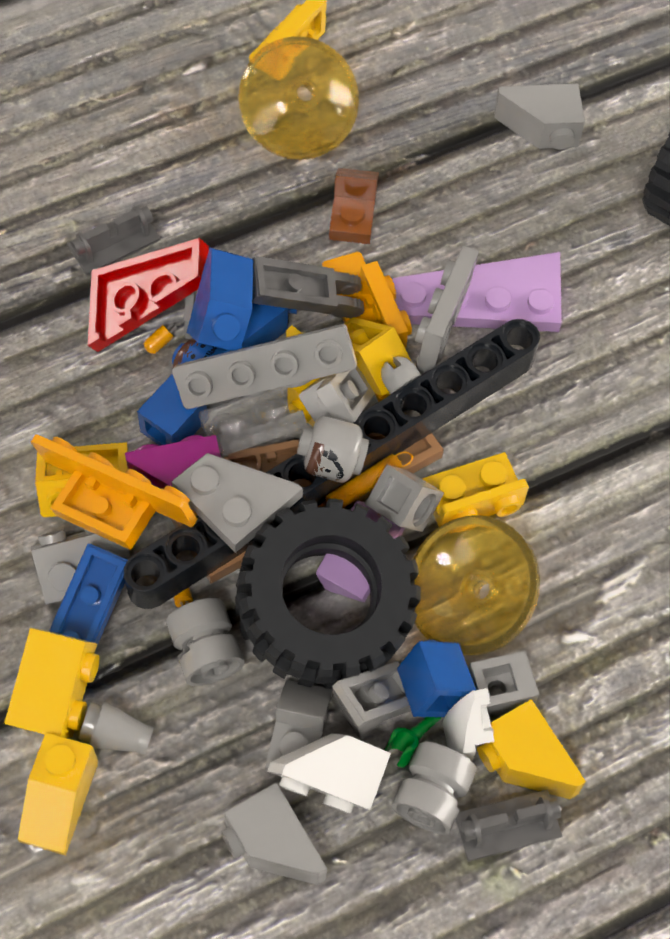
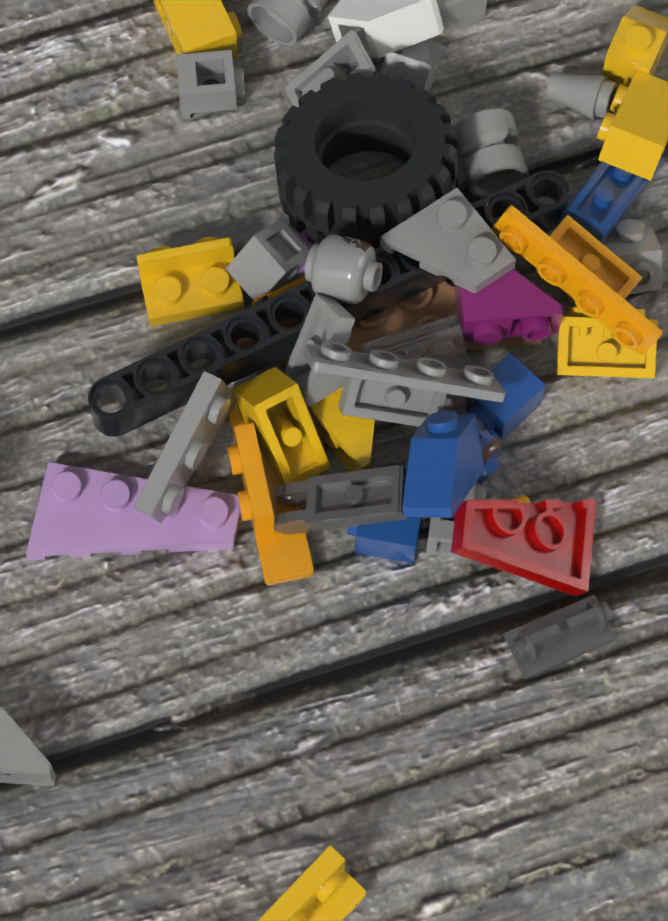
camera: 170 degrees left, 5 degrees up
(277, 114) = (311, 795): clear yellow dish -> none
(353, 205) = (259, 659): dark orange slope -> none
(400, 376) = (245, 367): light grey hinge -> none
(408, 739) = (299, 58): green hand -> none
(435, 678) = (269, 87): blue brick -> none
(453, 569) = (216, 165): clear yellow dish -> none
(469, 723) = (249, 37): white slope -> none

